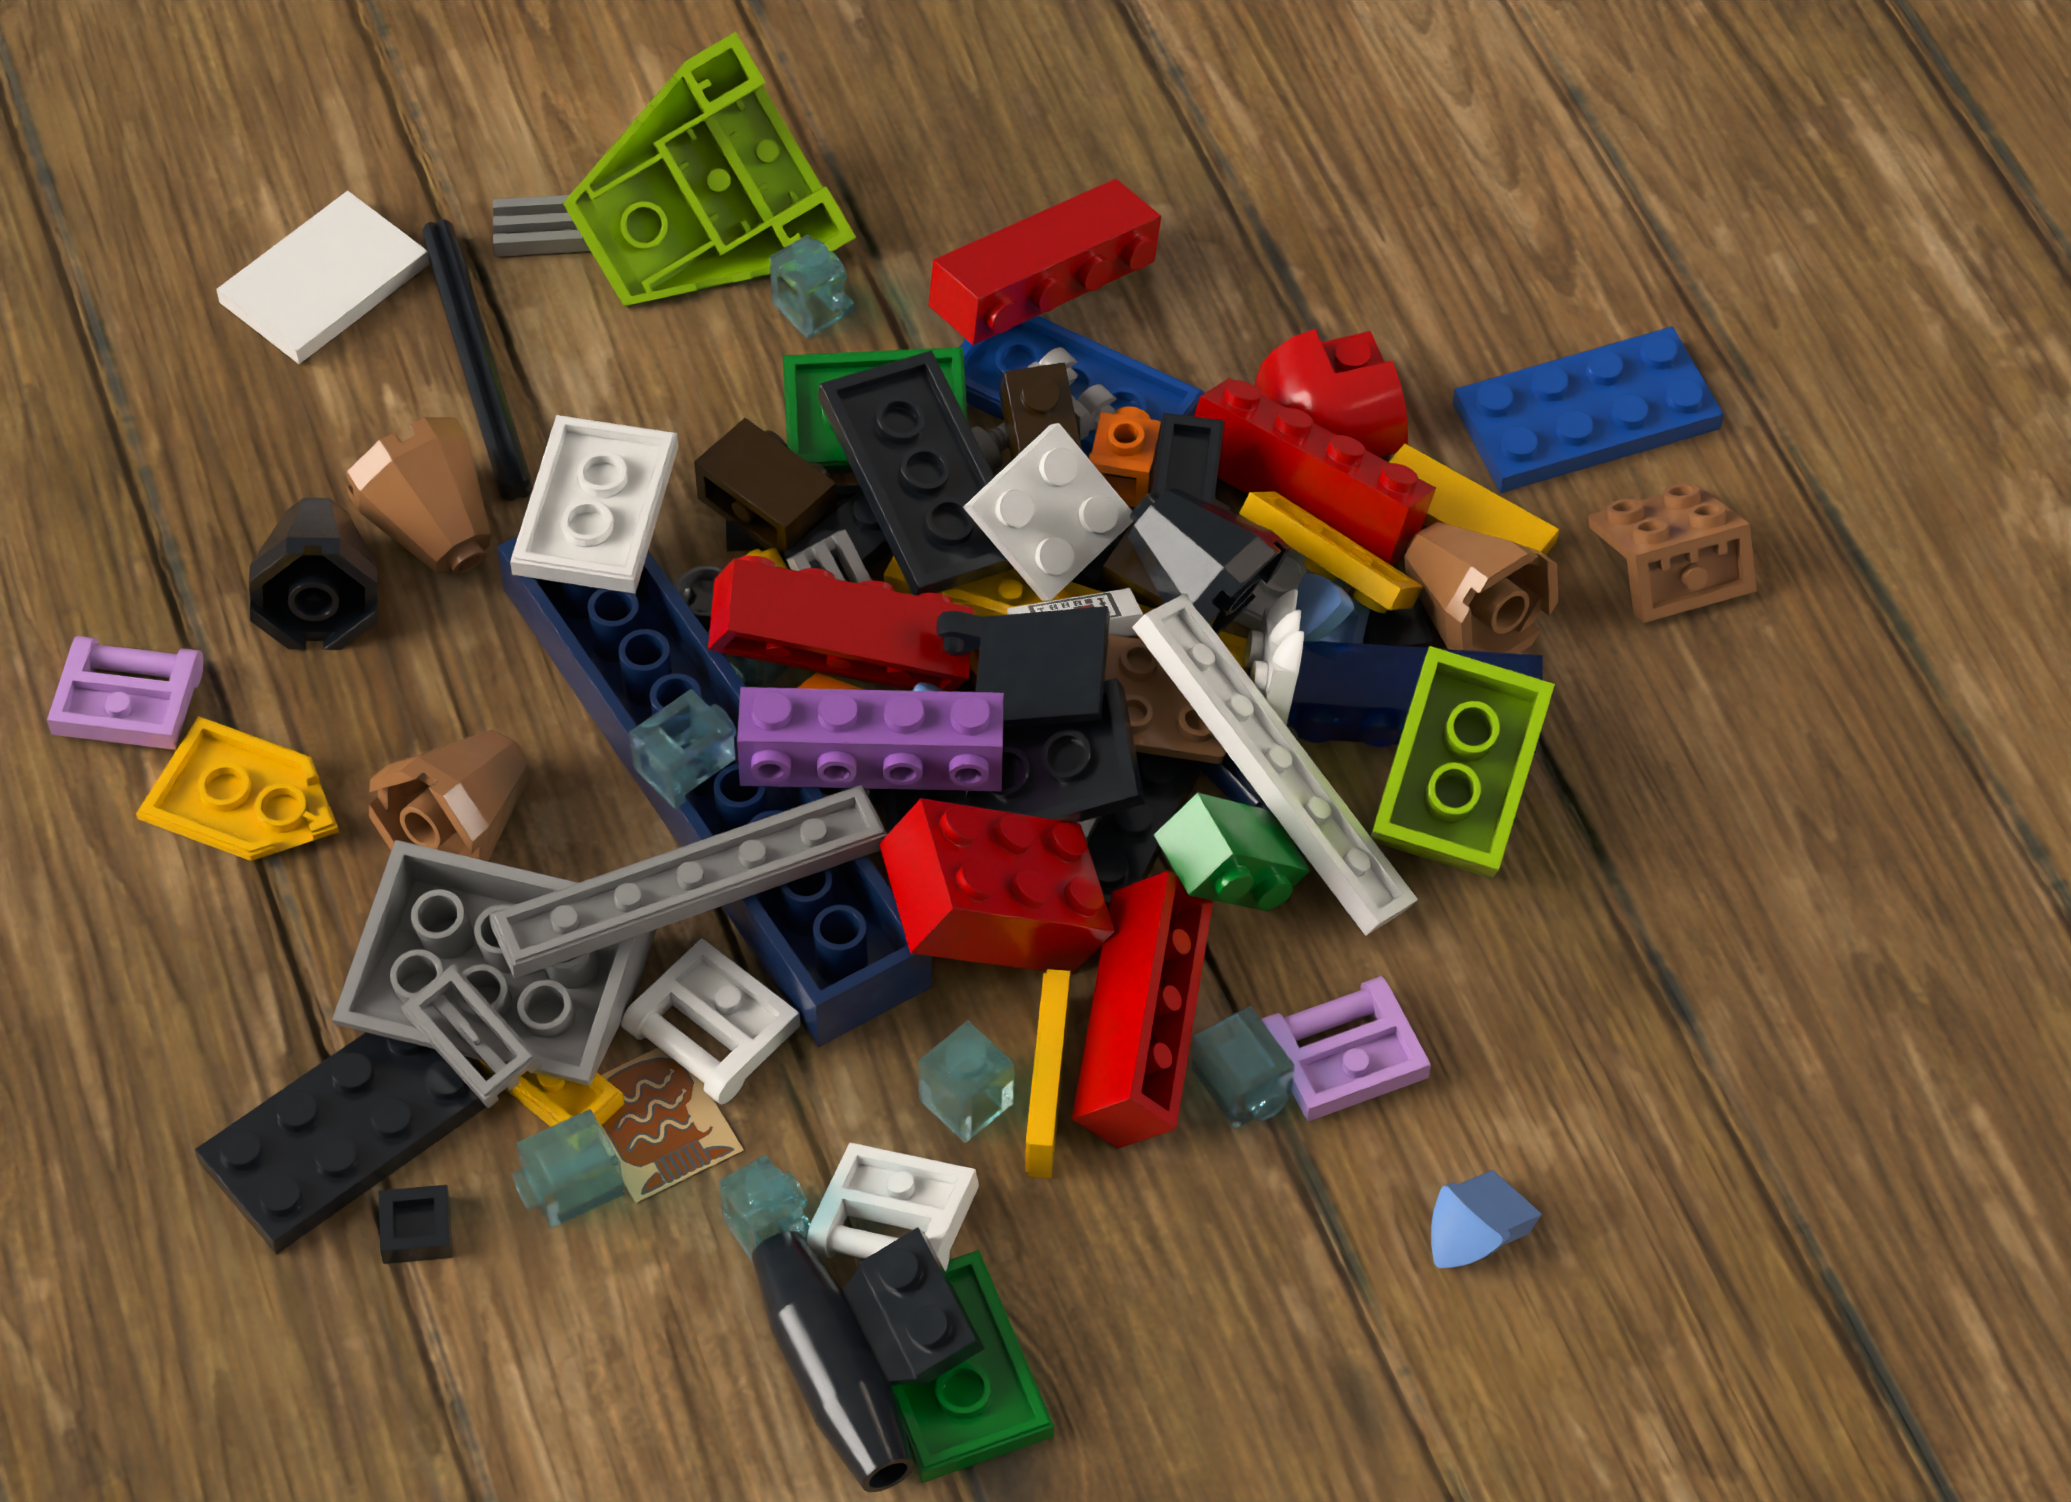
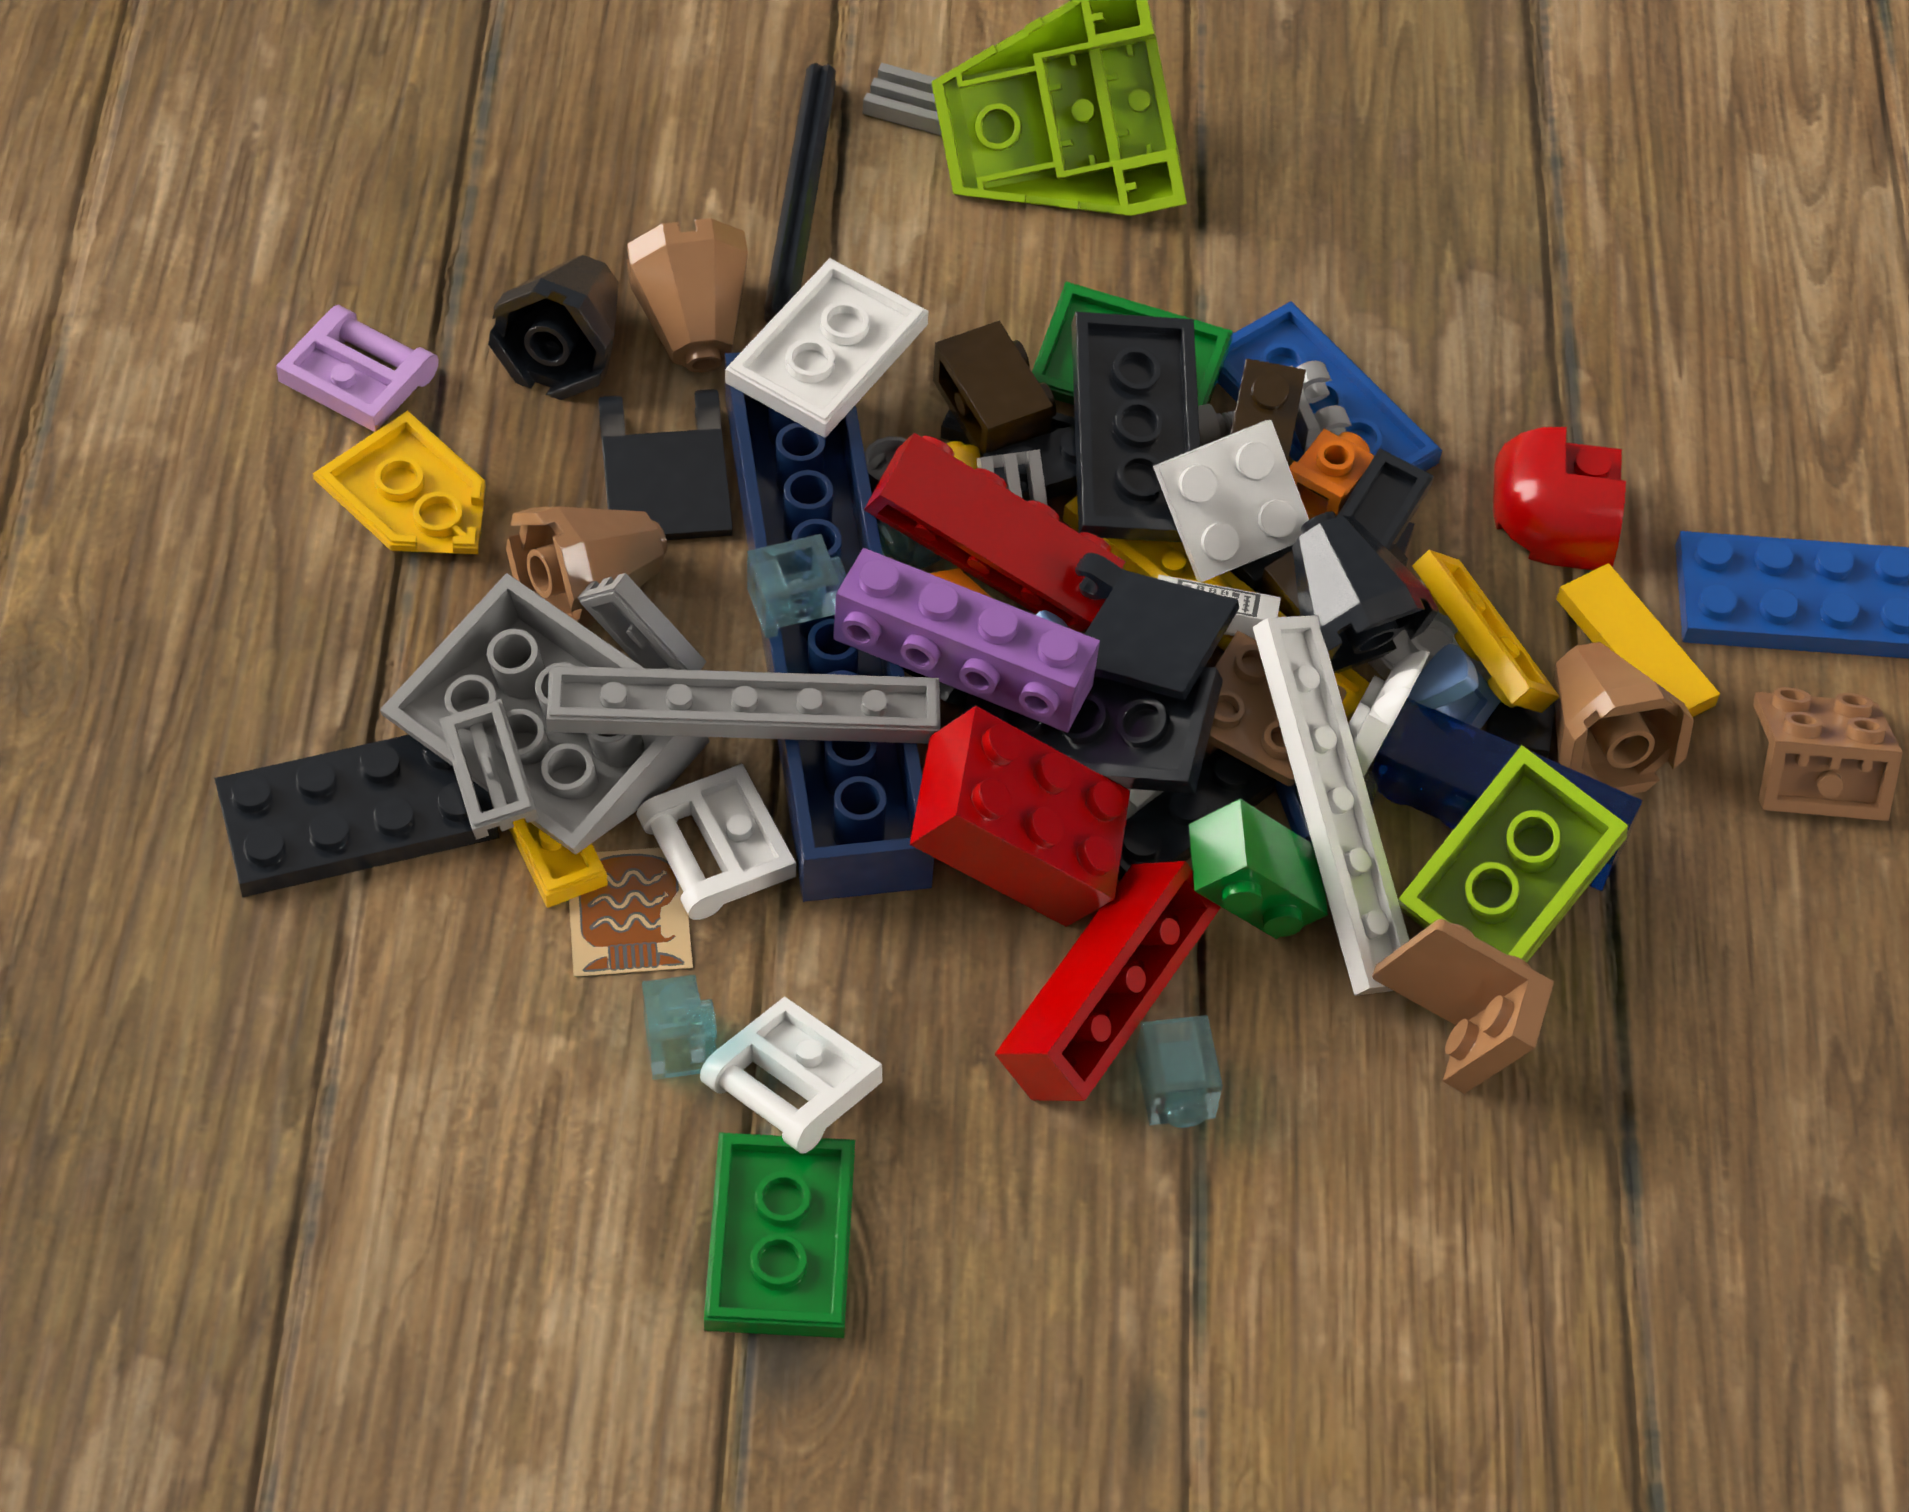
camera: 20 degrees right, 0 degrees up
(323, 277) = (704, 79): white tile -> none
(415, 1224) = (371, 918): black tile -> none
(485, 682) = (669, 474): none -> black flag
(545, 843) = (639, 625): none -> light grey tile
(568, 1169) = (522, 921): clear light blue brick -> none
(814, 277) = (1123, 231): clear light blue brick -> none
(853, 1344) = (704, 1176): black plate -> none
(966, 1081) = (916, 983): clear light blue brick -> none
(1044, 261) = (1344, 280): red brick -> none
(1047, 1074) = (995, 1005): yellow tile -> none
(1317, 470) = (1507, 555): red brick -> none
(1355, 1062) = (1286, 1108): lavender plate -> none
(1478, 1219) = (1335, 1298): medium blue tile -> none
(1491, 888) = (1476, 987): none -> medium nougat bracket

